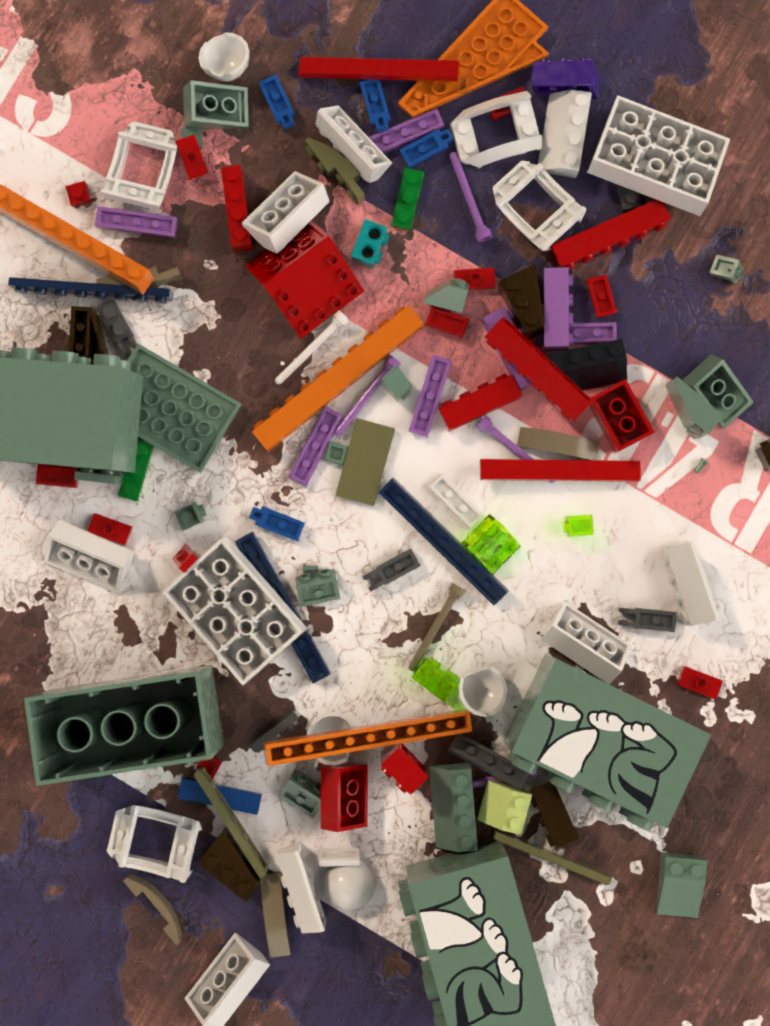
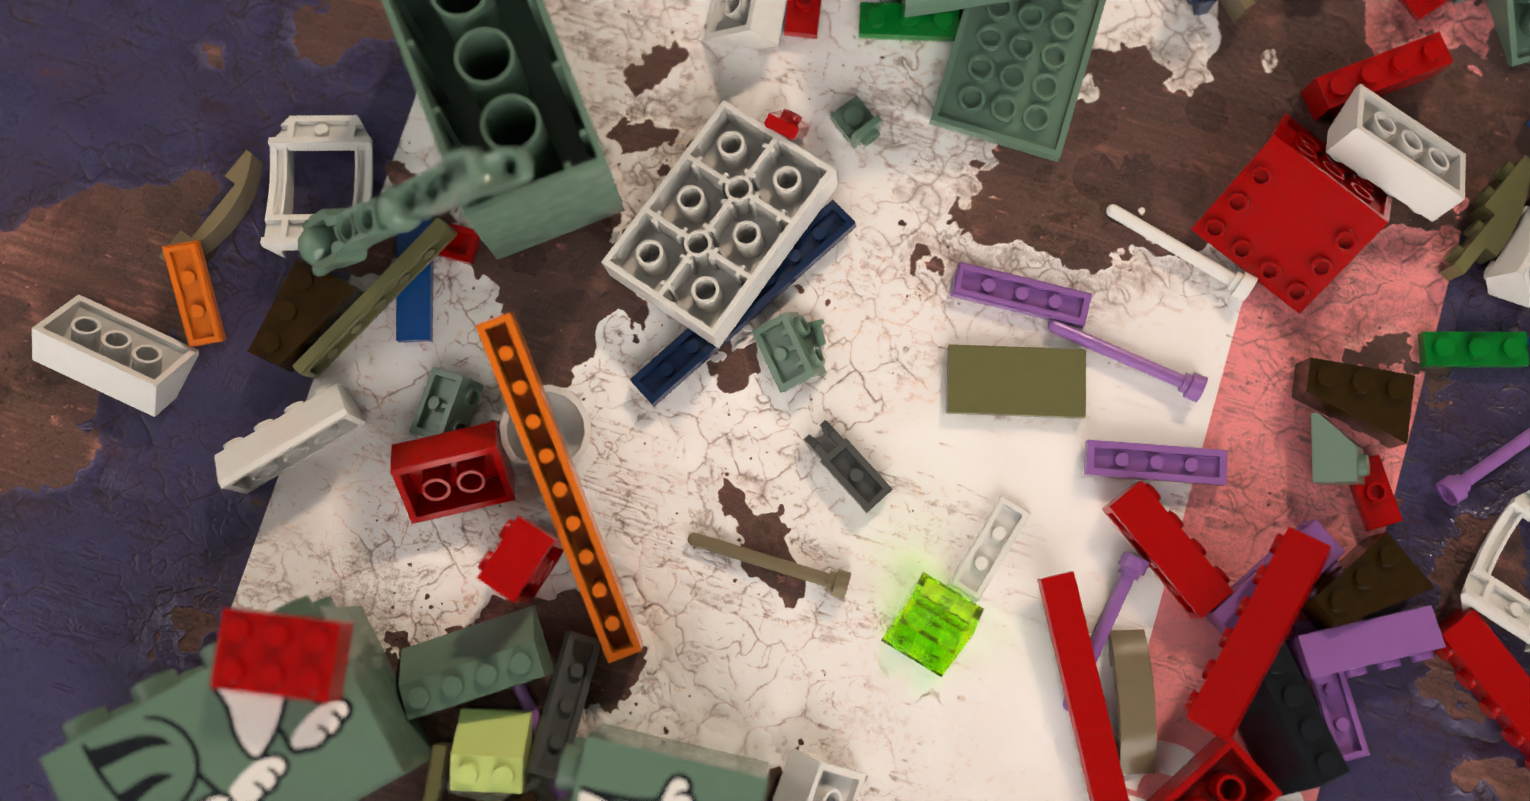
camera: 80 degrees right, 5 degrees down
(195, 830) = (456, 181): none -> sand green piece
(202, 928) = (194, 293): none -> orange tile
(274, 731) = (538, 336): dark grey hinge -> none
(274, 915) = (237, 405): dark tan slope -> none
(277, 522) = (880, 262): blue hinge -> none
(336, 453) = (1018, 329): sand green tile -> none
(338, 378) = (1146, 305): orange brick -> none
(339, 857) = (352, 490): white tile -> none
(349, 886) = (311, 517): white cylinder -> none
(365, 243) = (1380, 296): teal brick -> none
(396, 384) = (1163, 399): sand green slope -> none
(419, 273) = (1360, 396): none -> dark brown wedge
(430, 909) = (282, 655): none -> red brick
(434, 679) = (683, 580): clear neon green slope -> none
(443, 541) = (916, 543): dark blue plate -> none
(447, 322) = (1287, 462): red plate -> none
(482, 691) = (679, 666): white cylinder -> none
(578, 525) = (1001, 769): clear neon green brick -> none
(601, 296) = (1407, 718): red plate -> none

